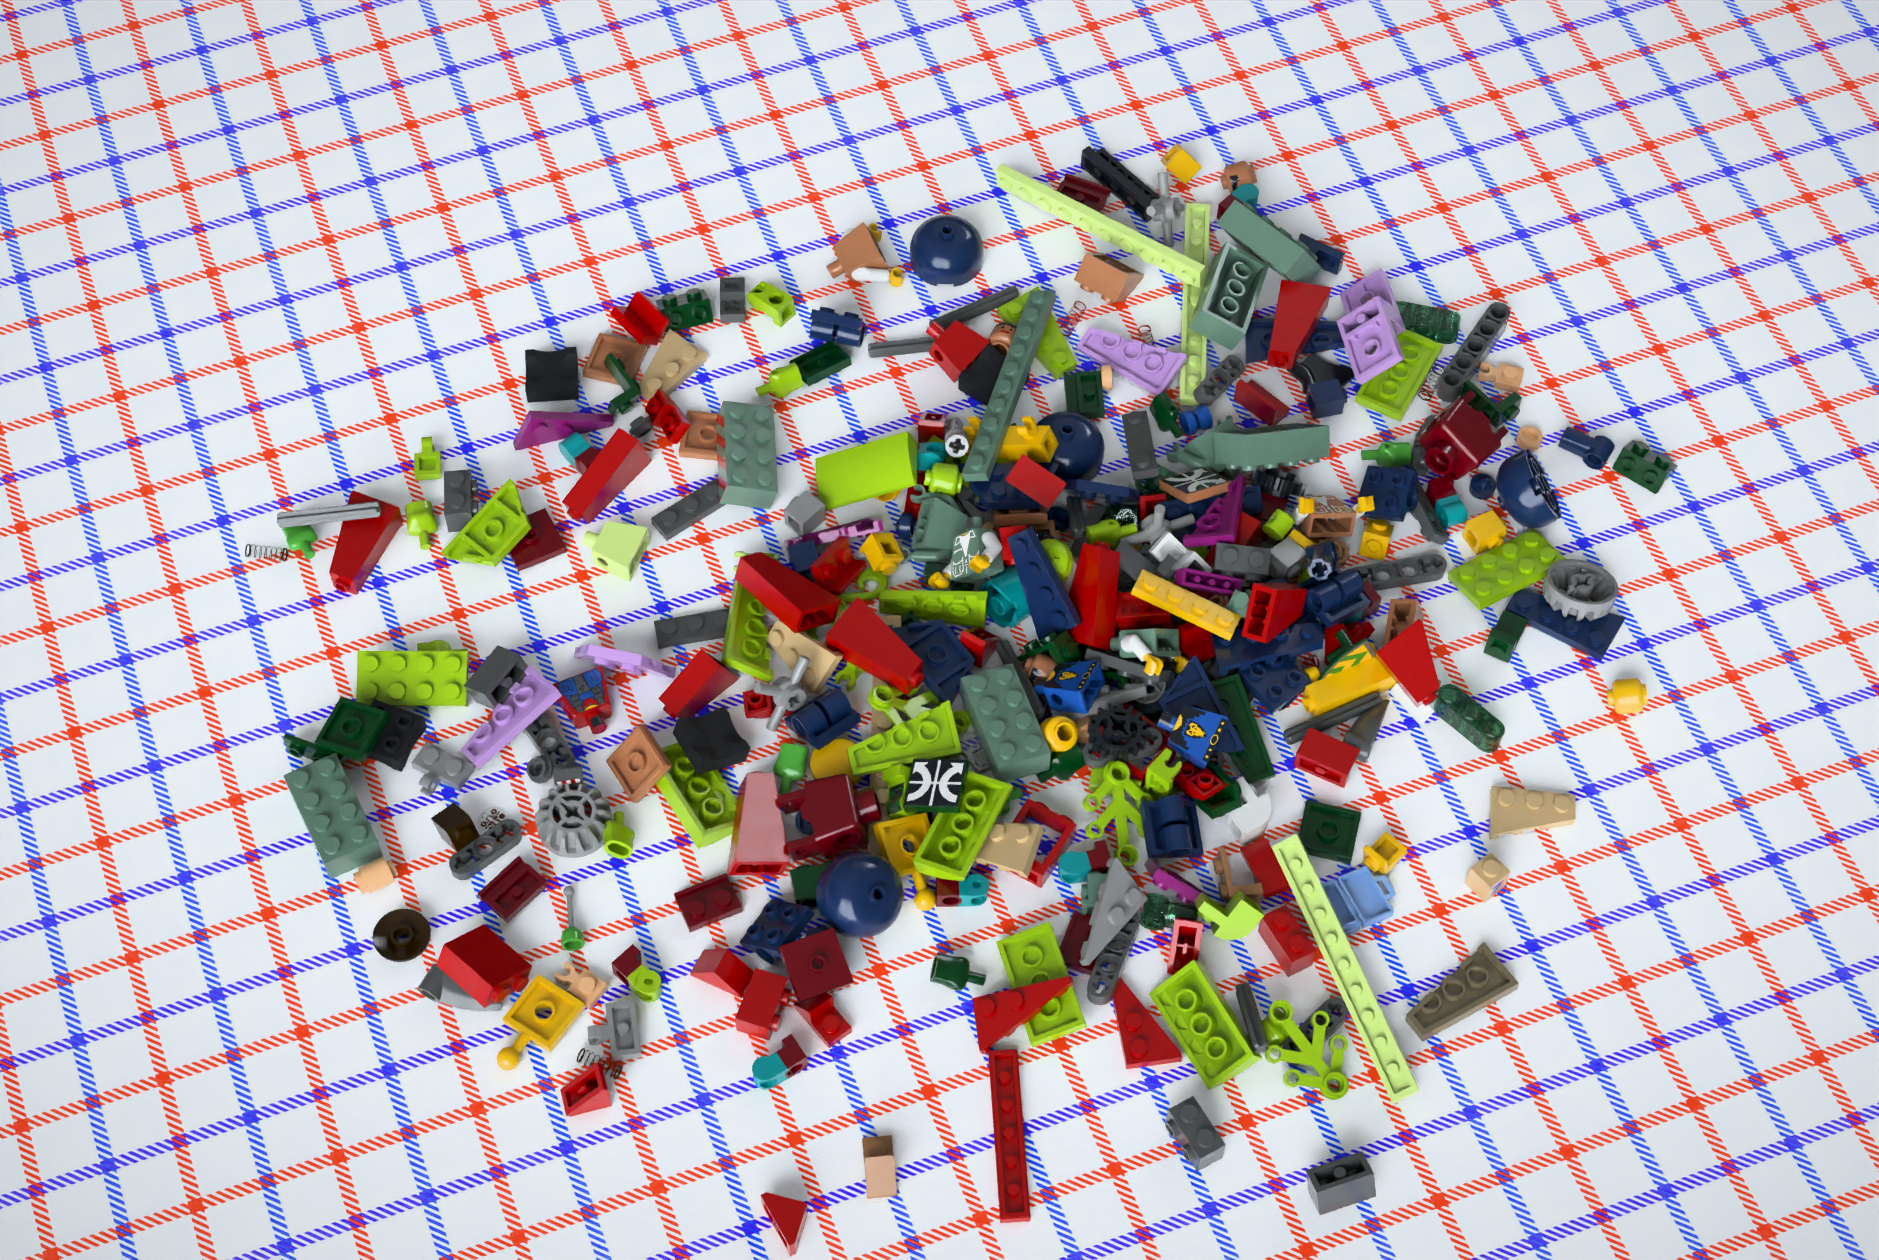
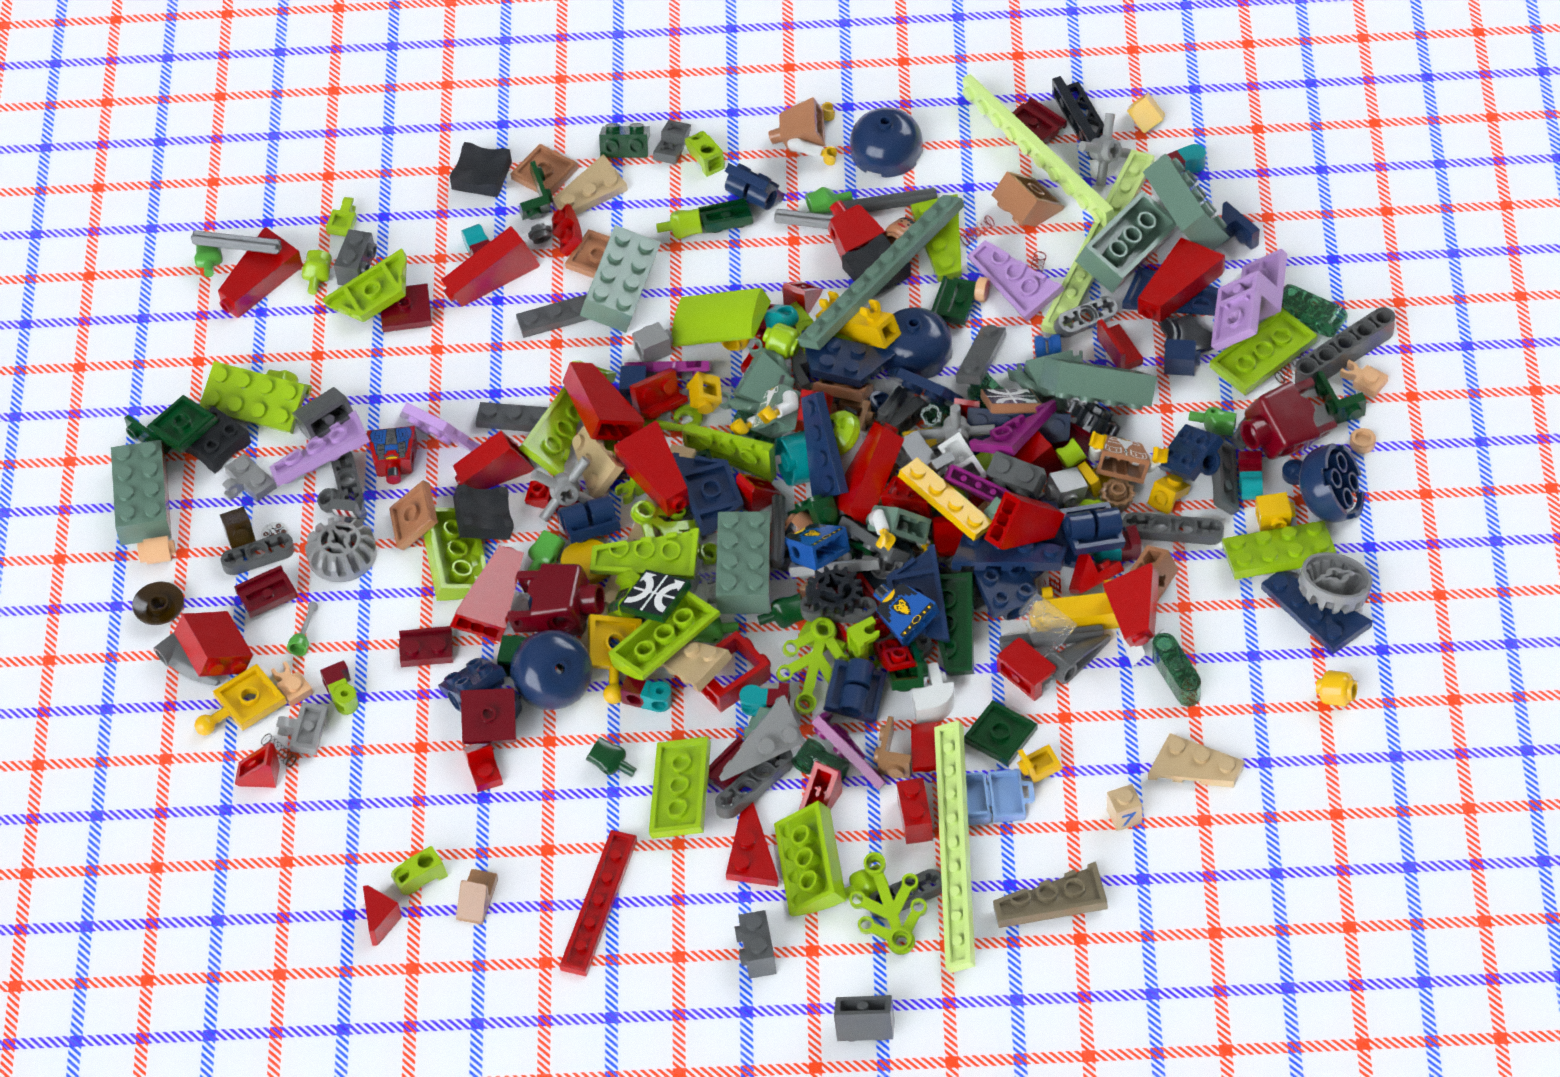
camera: 25 degrees right, 5 degrees down
(282, 556) = (164, 259): piece -> none
(550, 426) = (460, 214): magenta wing -> none
(618, 547) = (476, 332): yellowish green torso -> none
(618, 837) = (371, 572): lime piece -> none
(641, 319) = (580, 141): red panel -> none
(723, 971) = (414, 705): red slope -> none
(762, 1004) = (433, 739): red brick -> none
(779, 1066) = (426, 792): leg -> none
(808, 1157) = (418, 871): none -> lime leg
(906, 525) = (736, 373): dark blue tile -> none
(911, 324) = (823, 198): none -> bright green piece
(956, 436) = (808, 305): light grey pin -> none
(1004, 1011) = (639, 800): red wing -> none
(1036, 481) = (862, 360): red panel -> none
(1059, 733) = (794, 584): yellow head -> none
(1109, 532) = (910, 421): lime piece -> none
(1165, 414) = (1022, 335): dark green piece -> none
(1234, 919) = (869, 780): brick -> none
(1237, 174) = (1195, 133): nougat head -> none
(1251, 1018) = (851, 864): dark grey axle -> none
(1321, 559) = (1093, 492): dark blue piece -> none
(1331, 708) = (1045, 624): none -> clear wing
(1347, 655) = (1081, 583): shield -> none
(1505, 636) = (1248, 609): dark green bracket -> none
(1593, 450) = (1416, 465): dark blue piece -> none
(1644, 466) = (1461, 491): dark green bracket -> none

